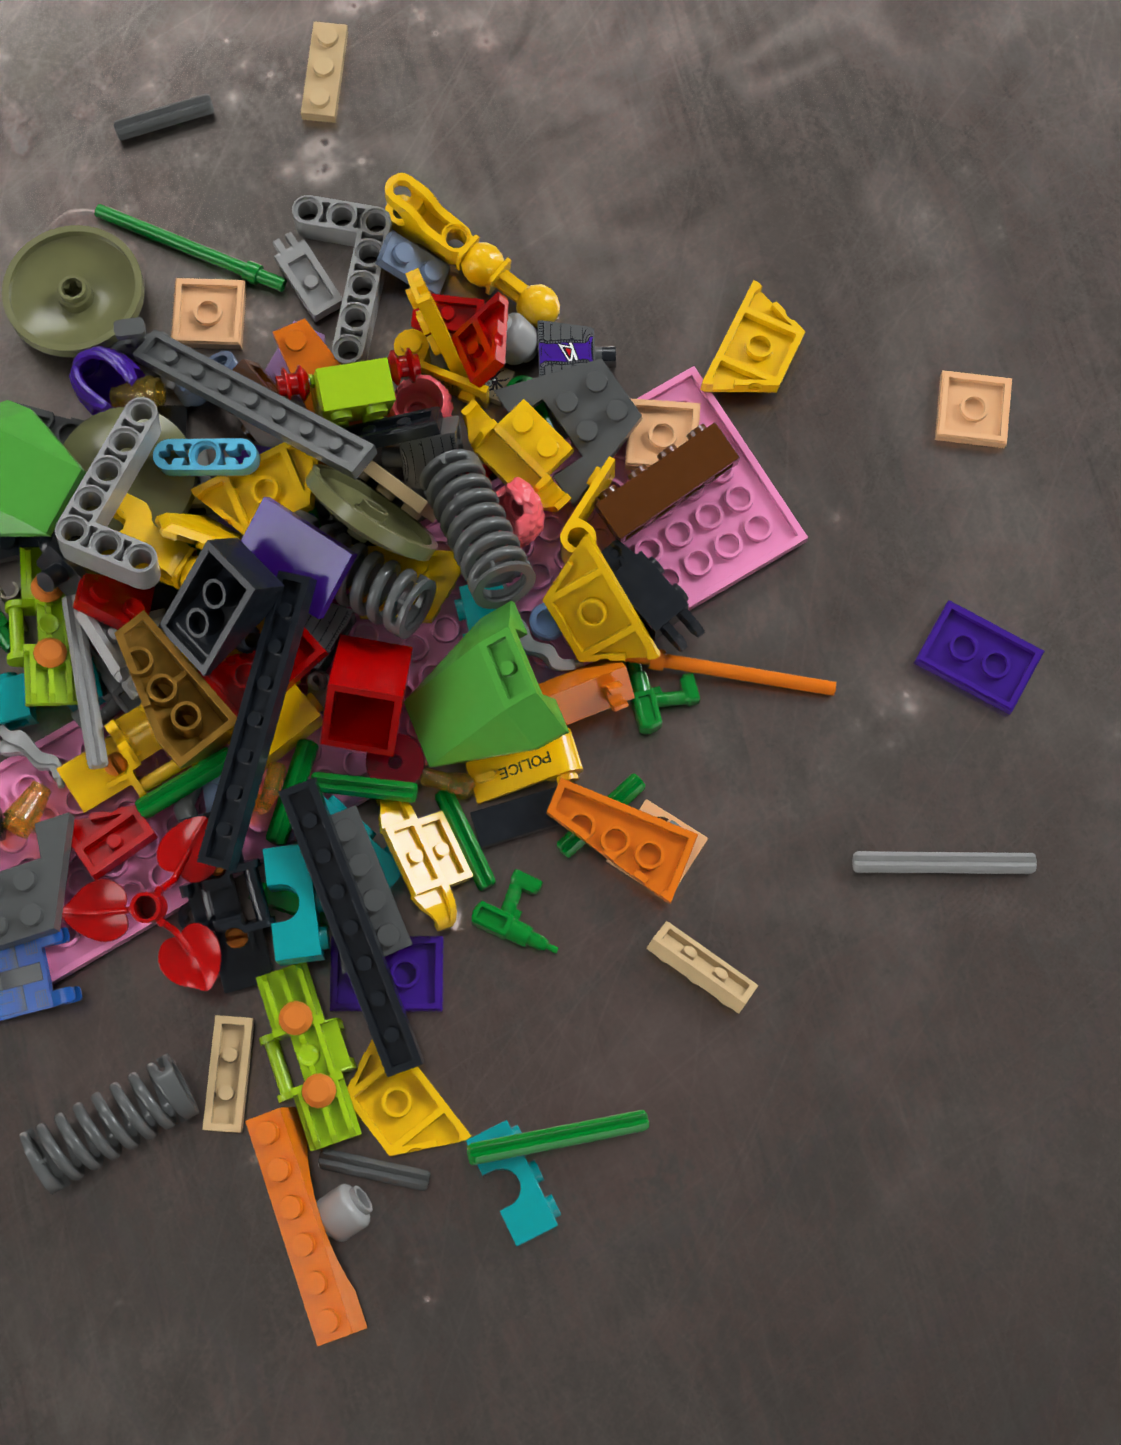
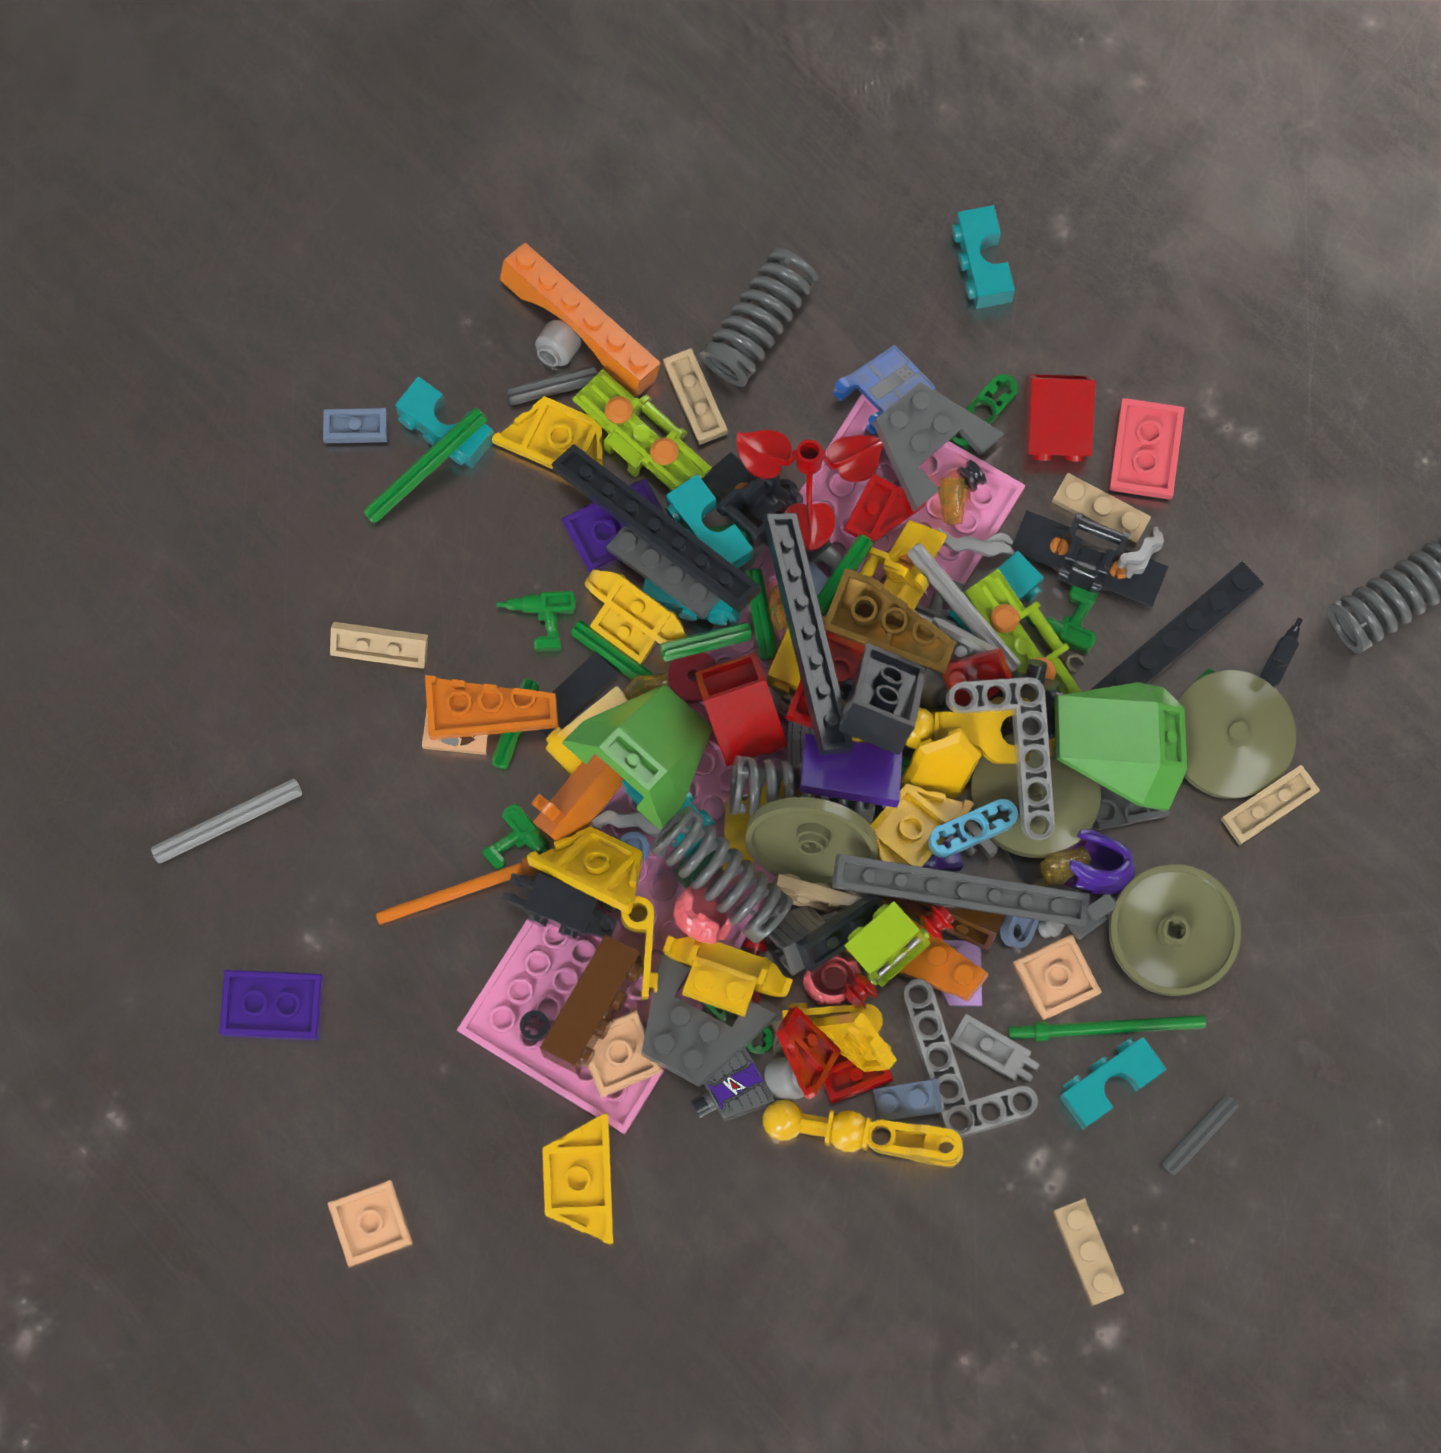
camera: 155 degrees right, 0 degrees up
(242, 196) = (1134, 1063): none -> teal arch
(611, 1232) = (355, 425): none -> sand blue plate
(736, 508) = (527, 1019): none -> black bush

